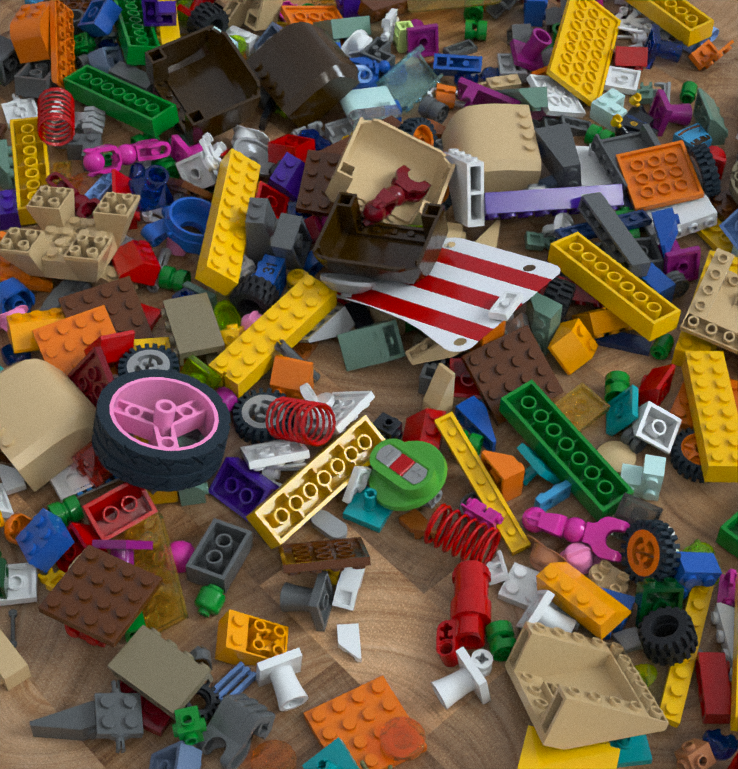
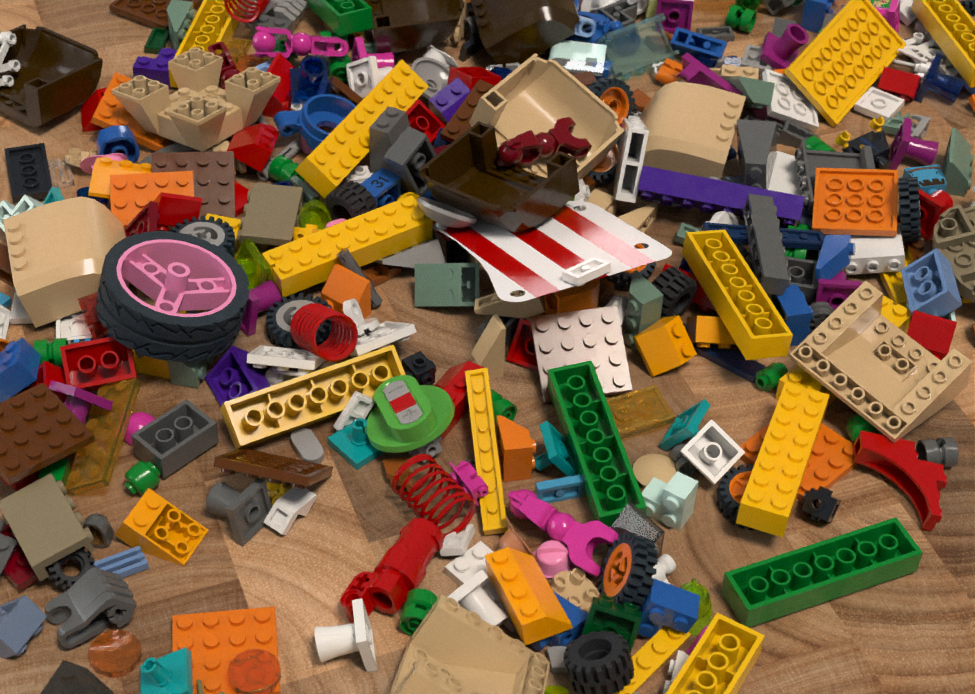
camera: 20 degrees right, 5 degrees down
(189, 725) = (42, 584): green brick -> none
(212, 152) = (376, 68): white plant -> none
(281, 672) = (167, 567): white plant -> none
(349, 639) = (263, 561): white tile -> none
(433, 109) = (648, 80): dark grey wheel -> none
(475, 419) = (519, 388): blue slope -> none
(483, 655) = (390, 633): white wheel -> none
(606, 107) = (850, 120): light aqua brick -> none
(615, 383) = (693, 394): green wheel -> none
(656, 385) = (738, 413): red slope -> none
(688, 92) = (943, 134): green brick -> none

